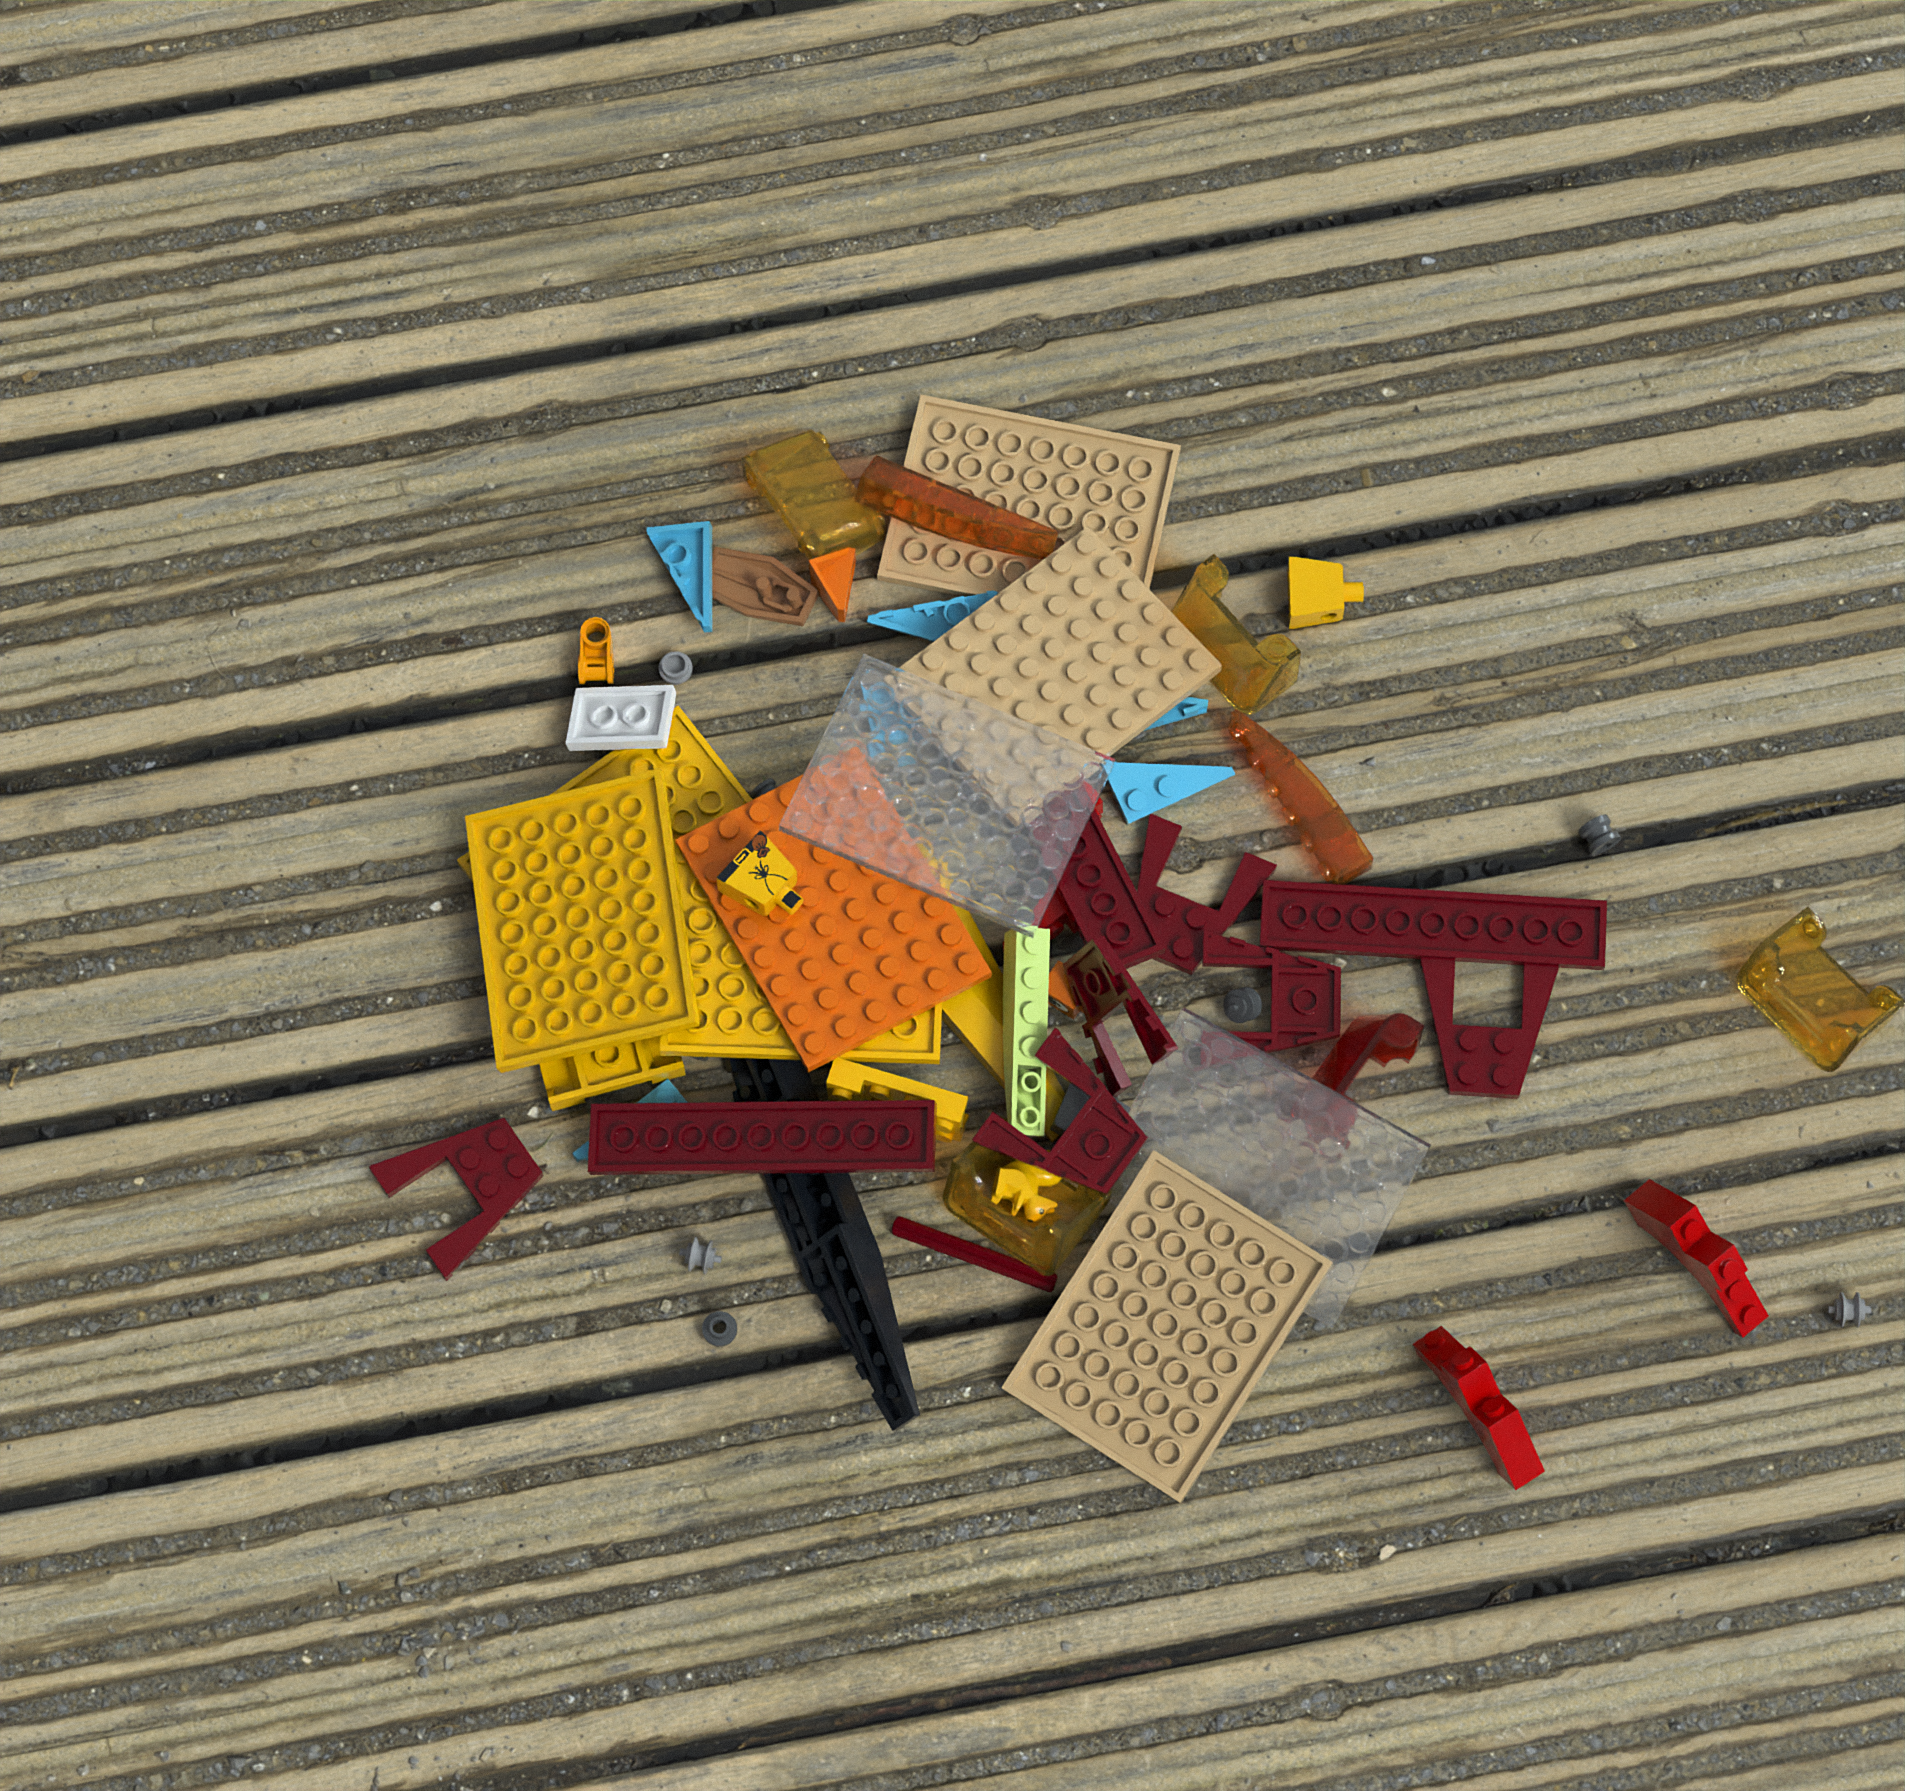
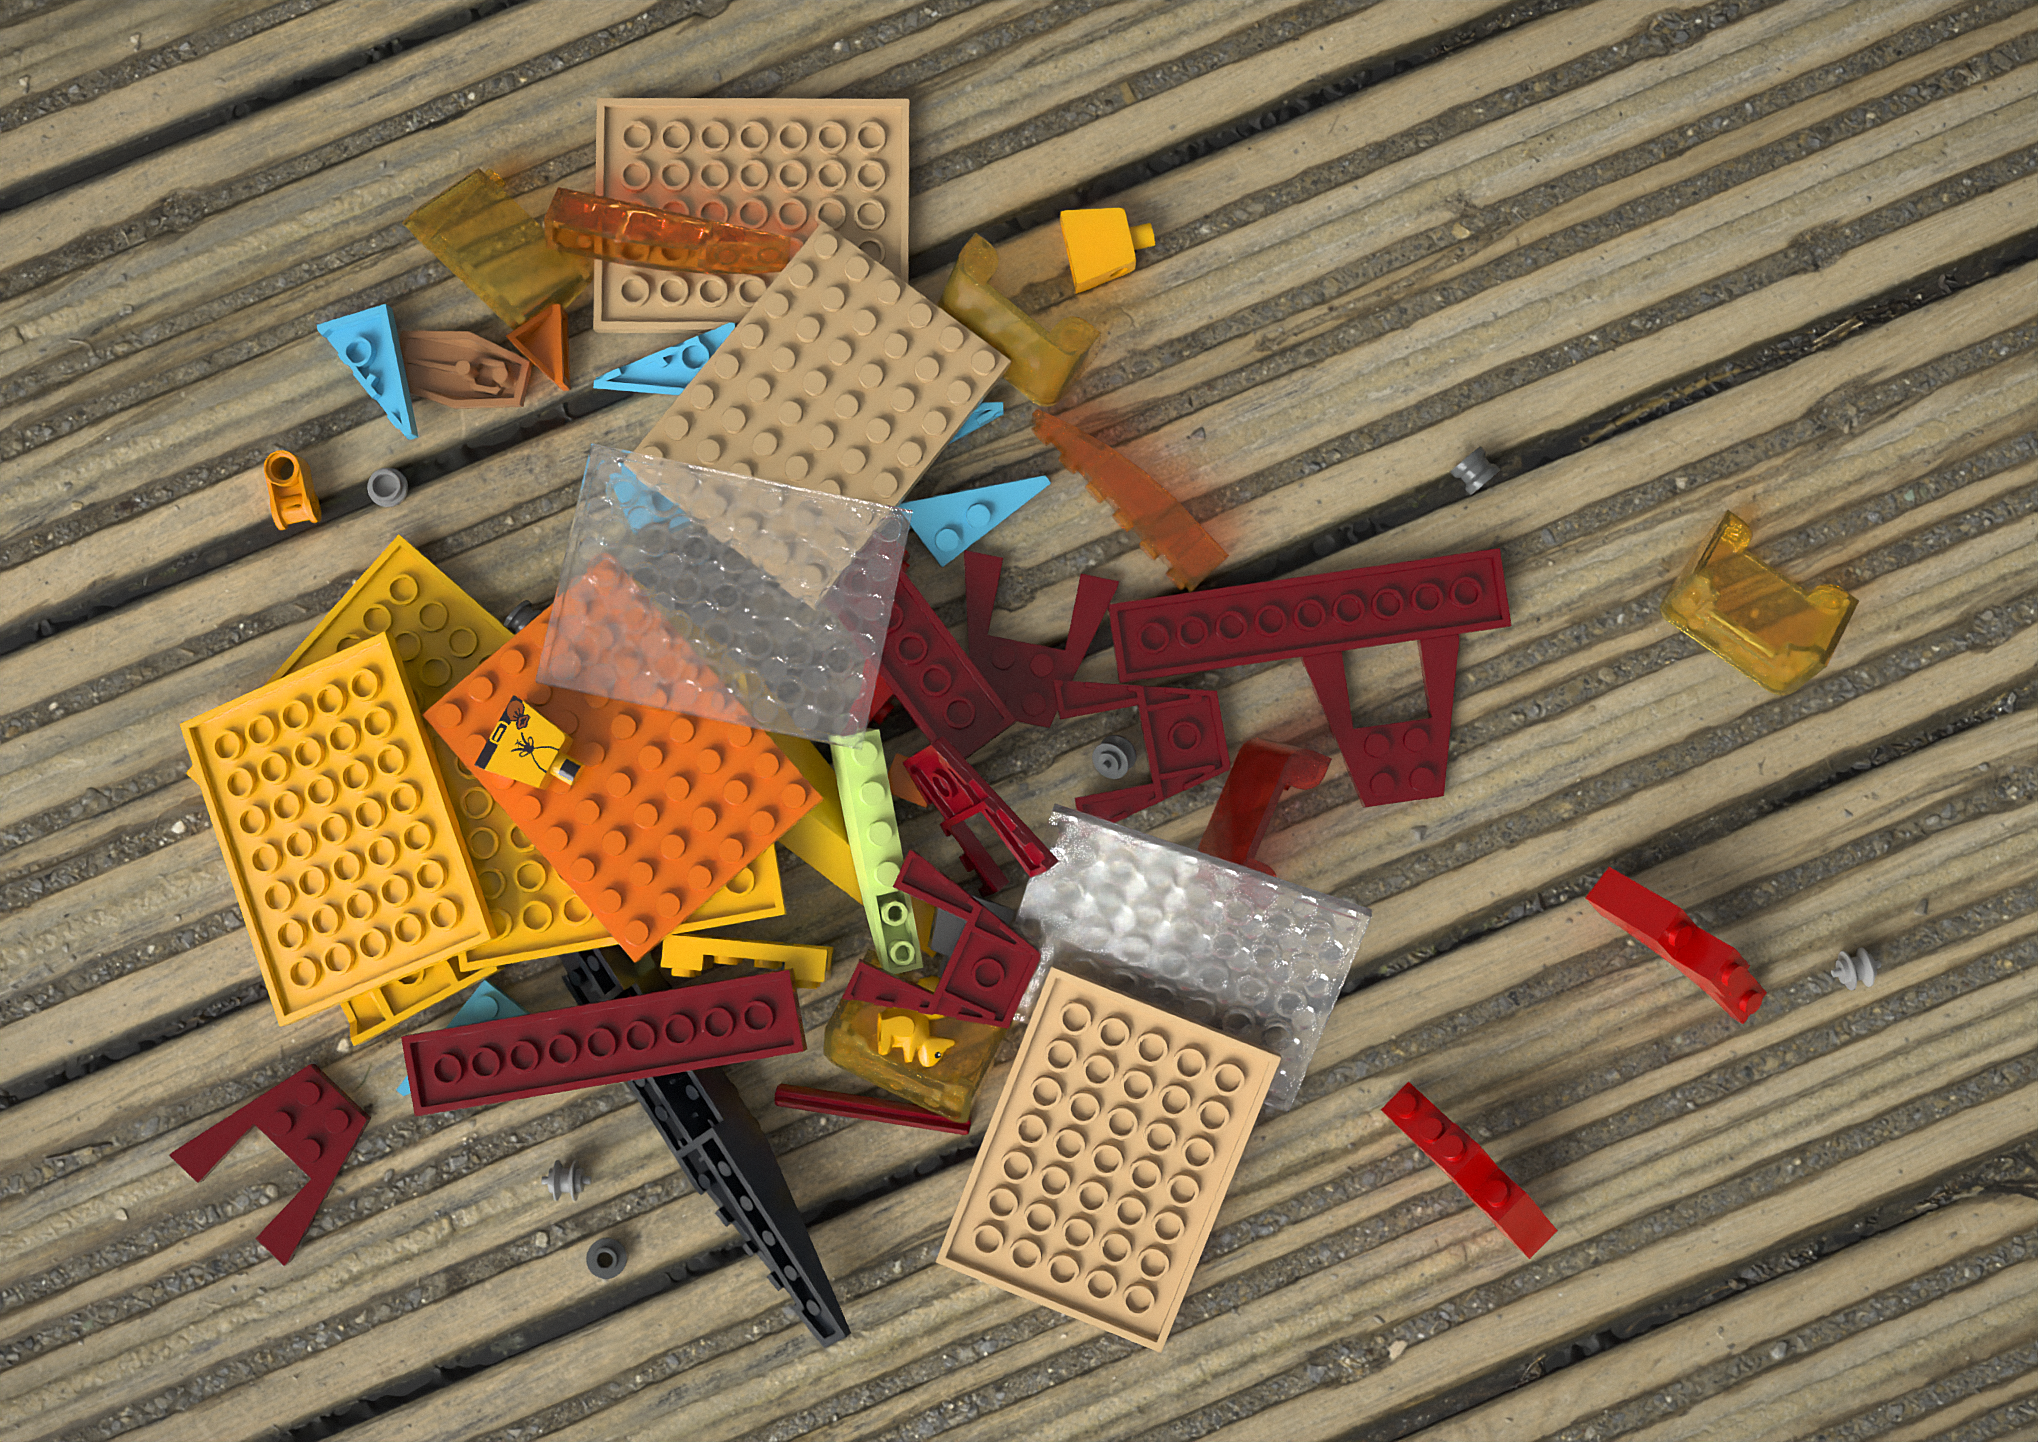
camera: 15 degrees left, 15 degrees up
(621, 718) = (335, 565): white plate -> none

